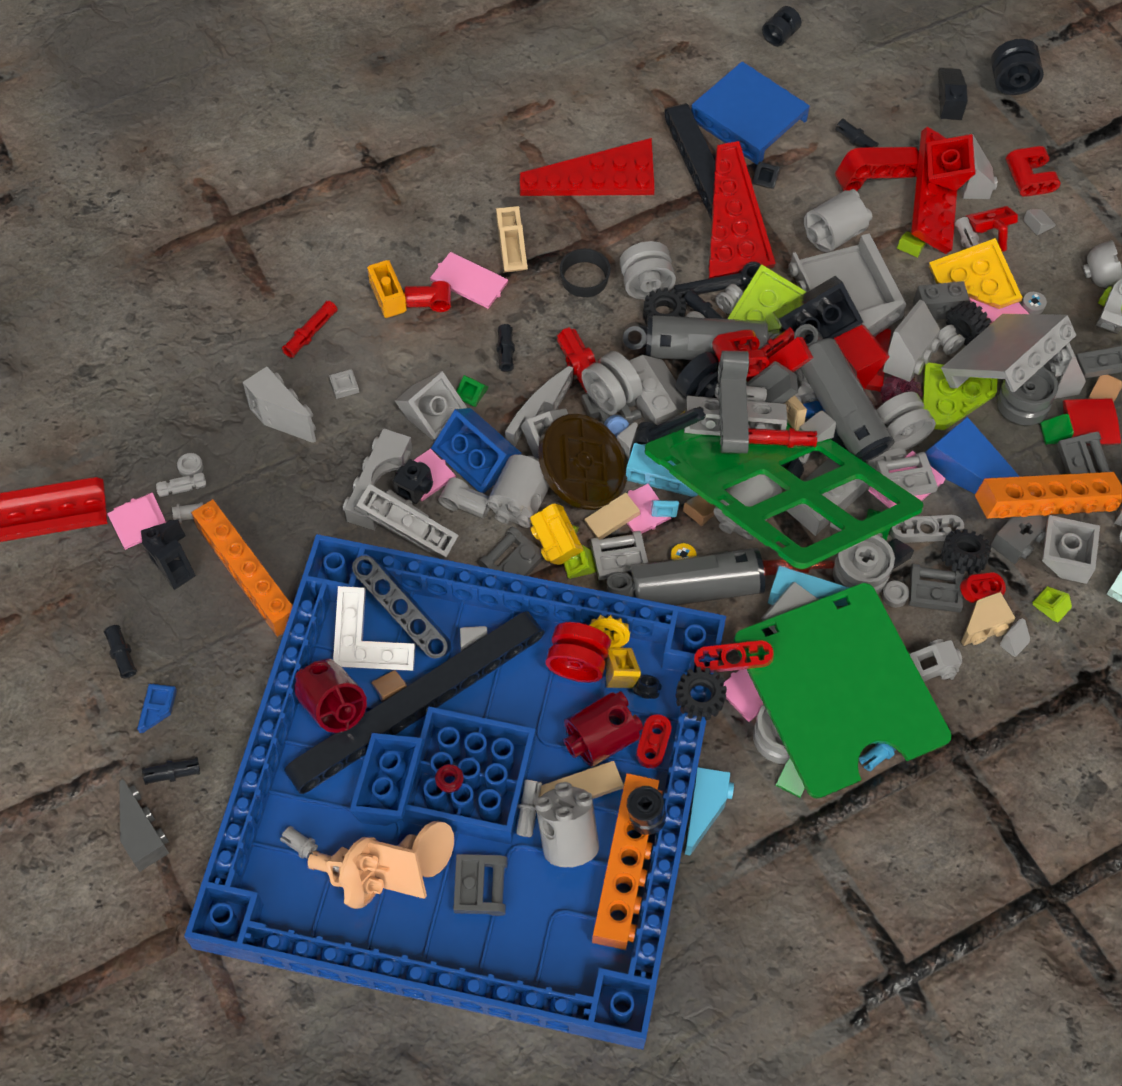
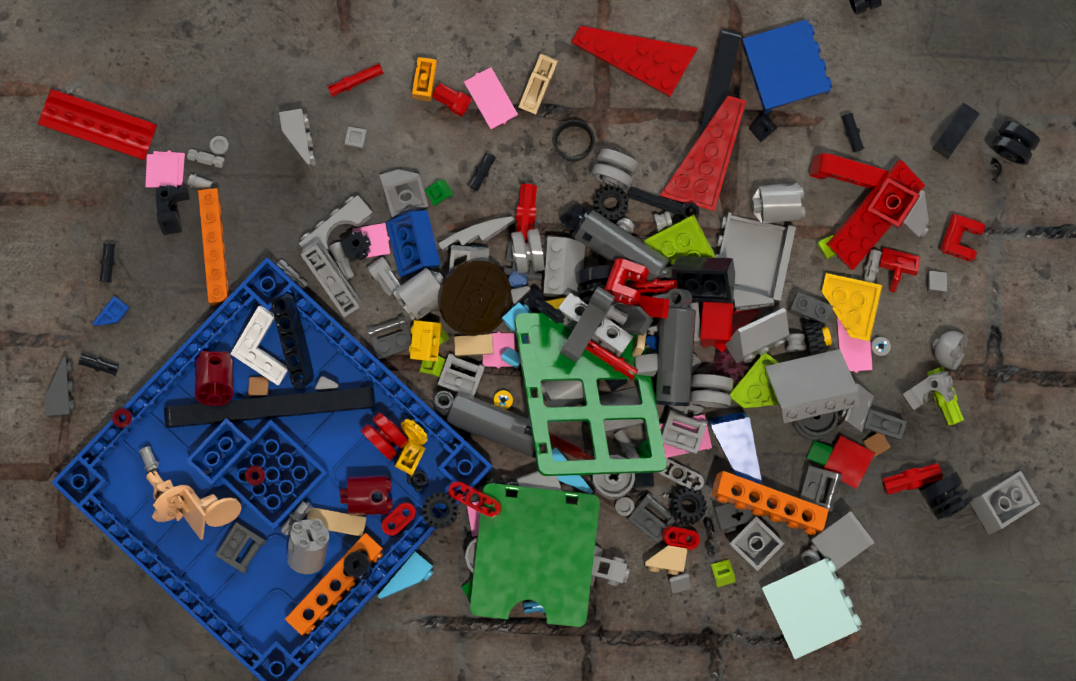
camera: 30 degrees right, 20 degrees up
(234, 795) = (118, 413): none -> dark red plate
(700, 305) = (638, 220): black pin -> none

